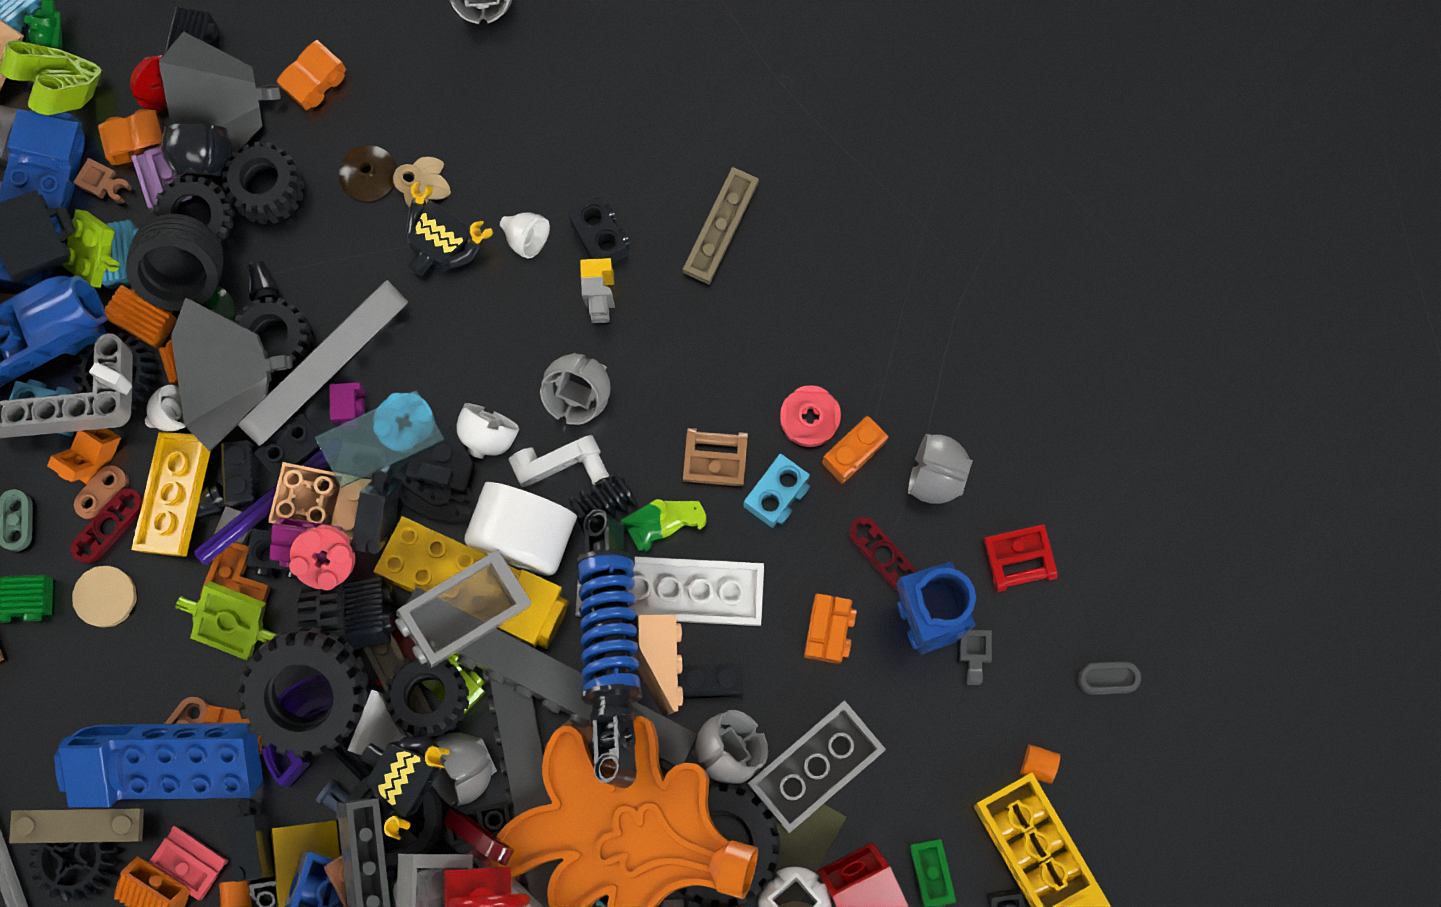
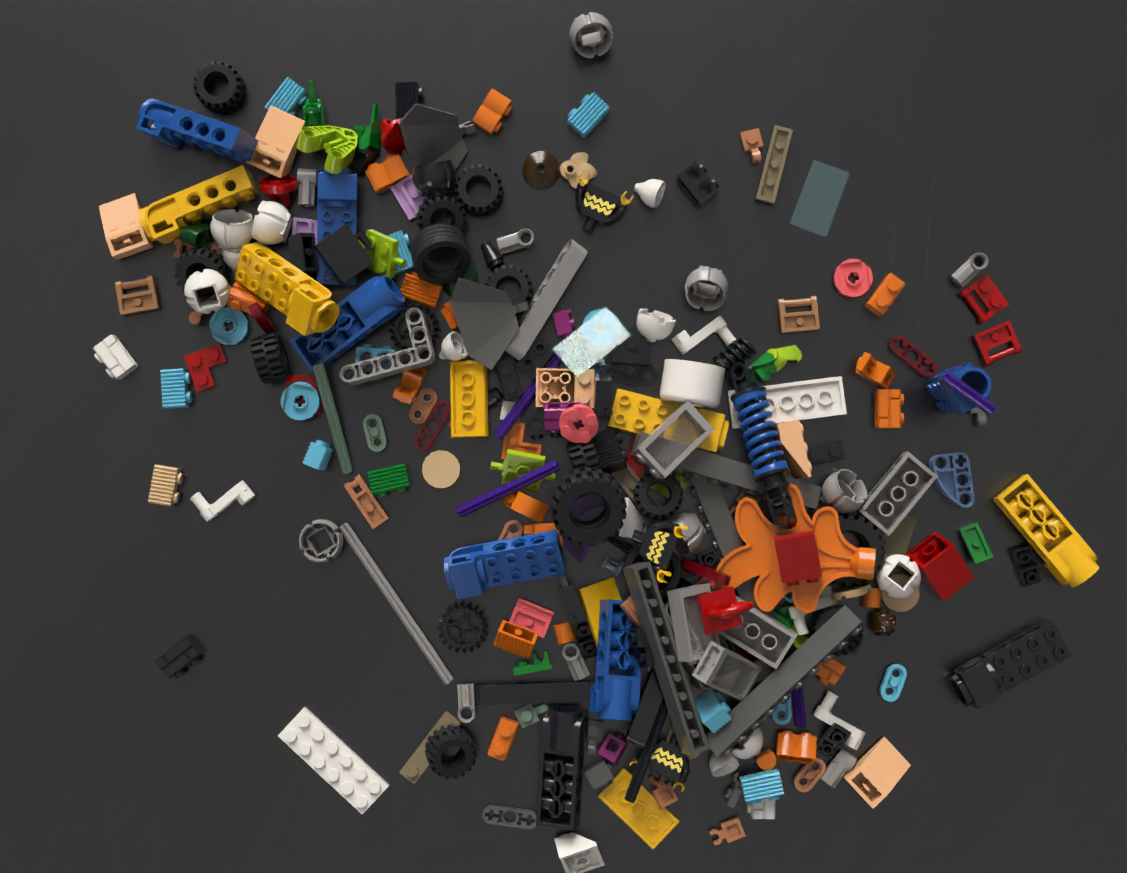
camera: 10 degrees left, 10 degrees up
(76, 825) = (464, 609): dark tan plate -> none
(100, 180) = (372, 206): nougat plate -> none
(110, 378) = (424, 337): white tile -> none
(113, 89) = (367, 144): none -> animal
(196, 644) = (507, 488): none -> dark purple axle
(216, 675) = (526, 505): none -> orange brick
(301, 269) = (513, 242): none -> light grey piece
(454, 104) = (588, 114): none -> medium azure brick
(597, 296) = (705, 223): light grey hips -> none
(624, 836) = (798, 557): none -> red slope
(694, 188) = (752, 142): none -> nougat plate
(770, 487) = (837, 327): medium azure brick -> none
(782, 289) = (819, 198): none -> clear light blue piece
(816, 564) = (874, 371): none -> orange brick
(904, 754) = (948, 475): none -> medium blue beam
(935, 608) = (969, 393): none -> dark purple axle
(940, 470) = (940, 299): light grey piece -> none
(993, 435) = (969, 270): none -> light grey piece
(1019, 481) = (987, 294): none -> red plate
(1040, 763) = (1029, 466): orange brick -> none
(1109, 678) = (1062, 407): dark grey tile -> none

